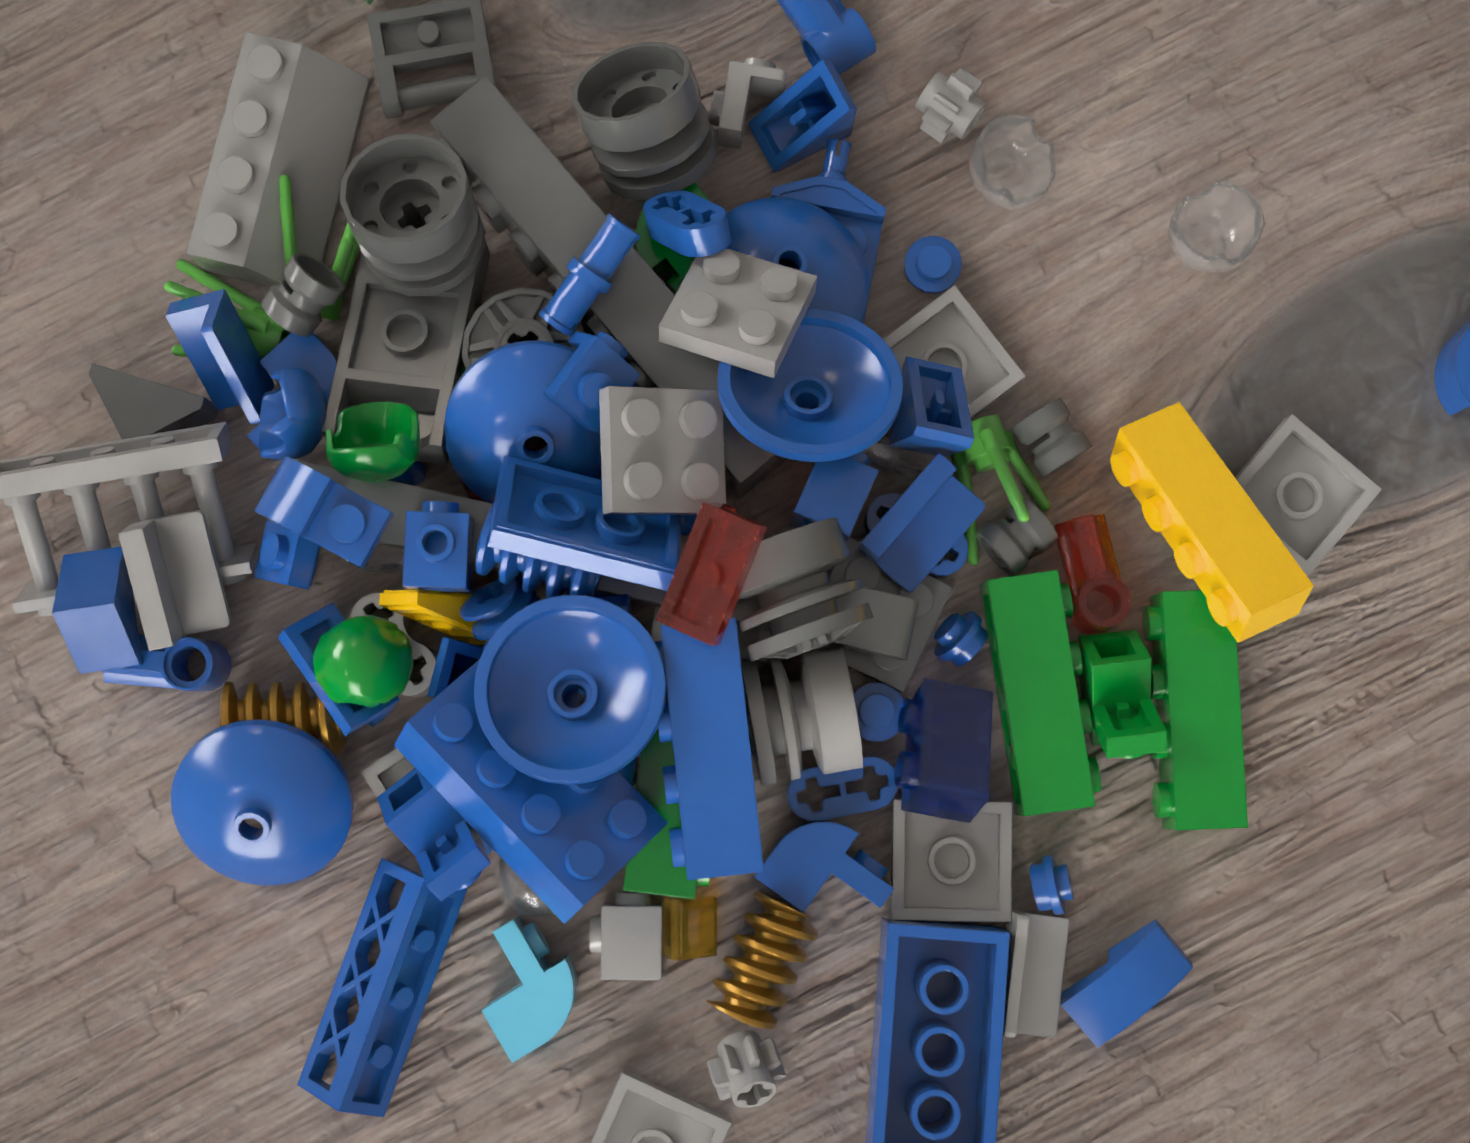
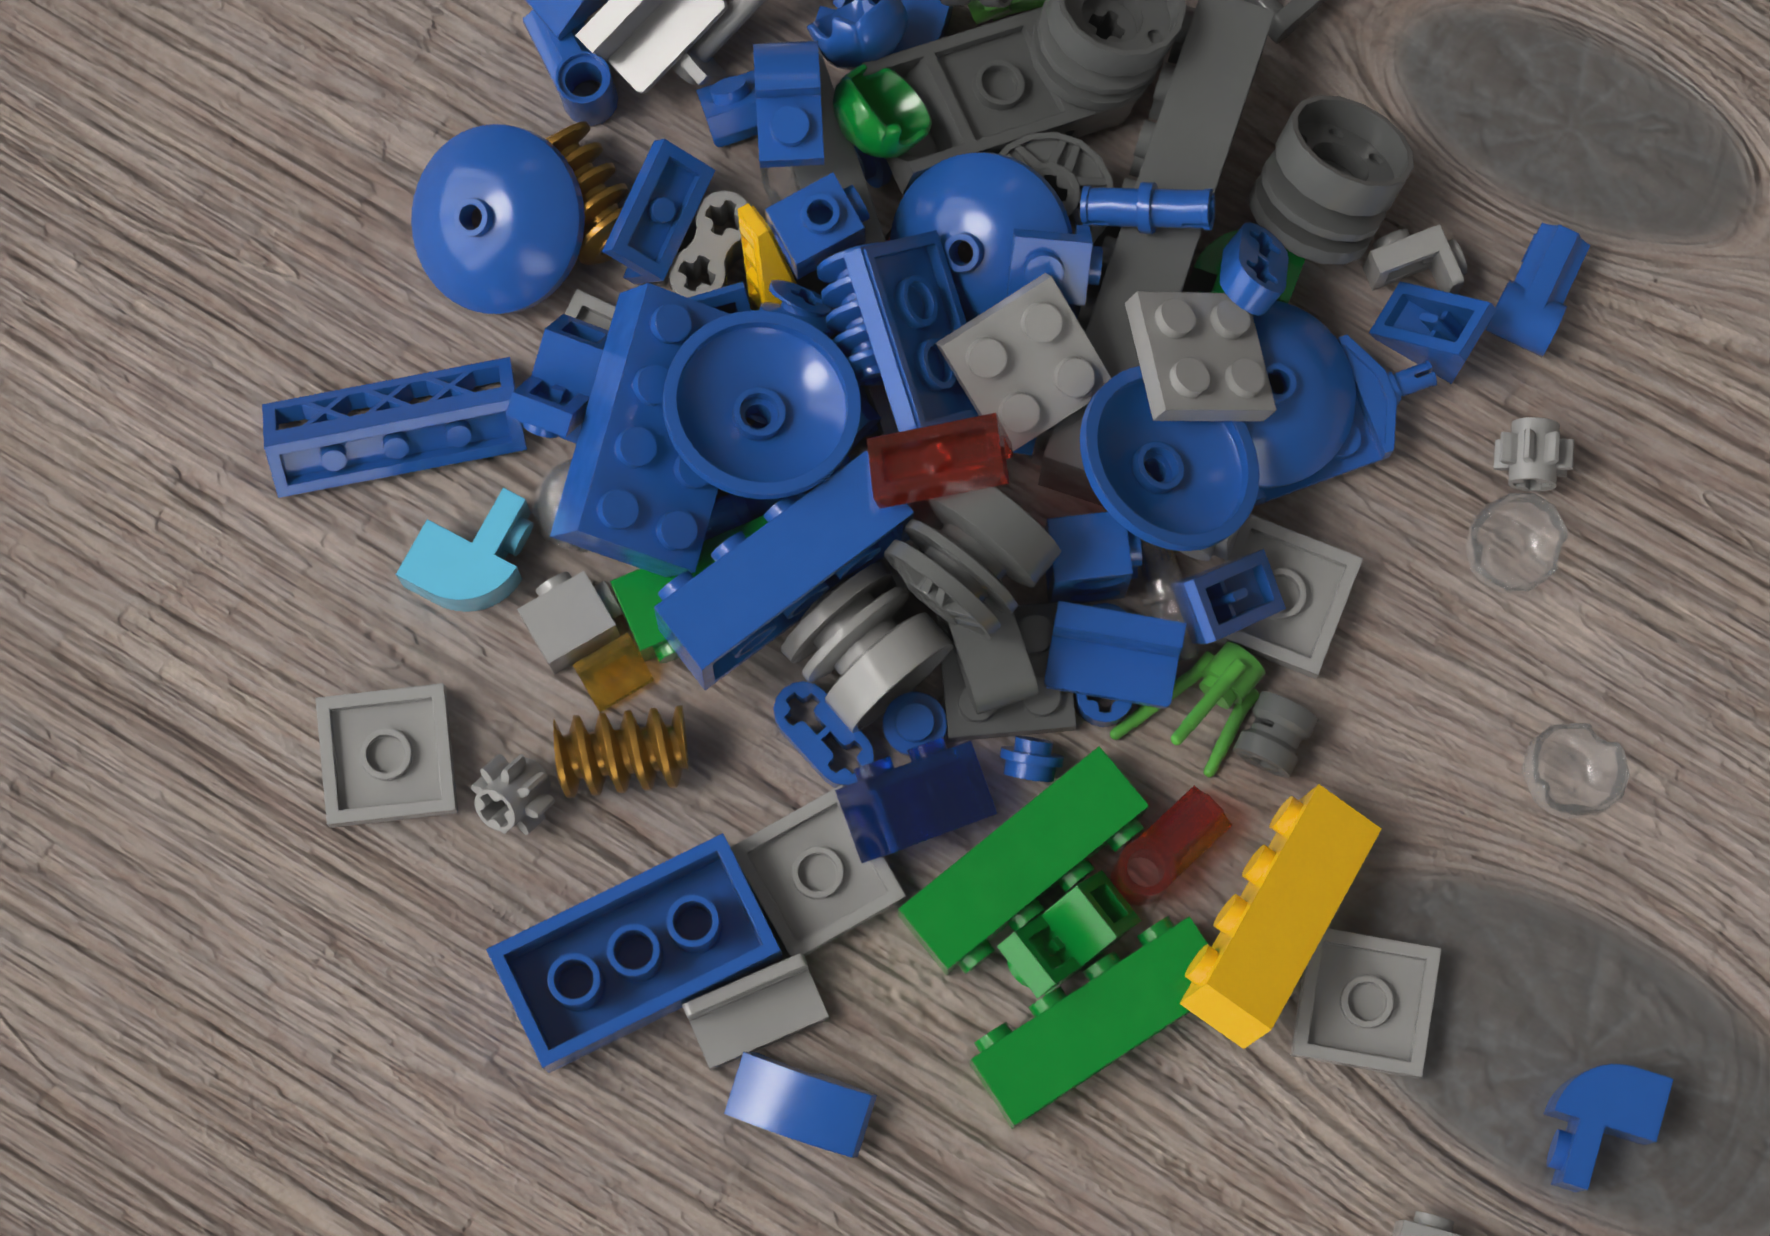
camera: 65 degrees right, 5 degrees down
(363, 661) = (679, 225): green hair -> none
(807, 857) = (745, 738): blue brick -> none
(932, 264) = (1372, 529): blue plate -> none
(1012, 541) = (1155, 755): dark grey wheel -> none
(1051, 885) = (850, 980): blue plate -> none

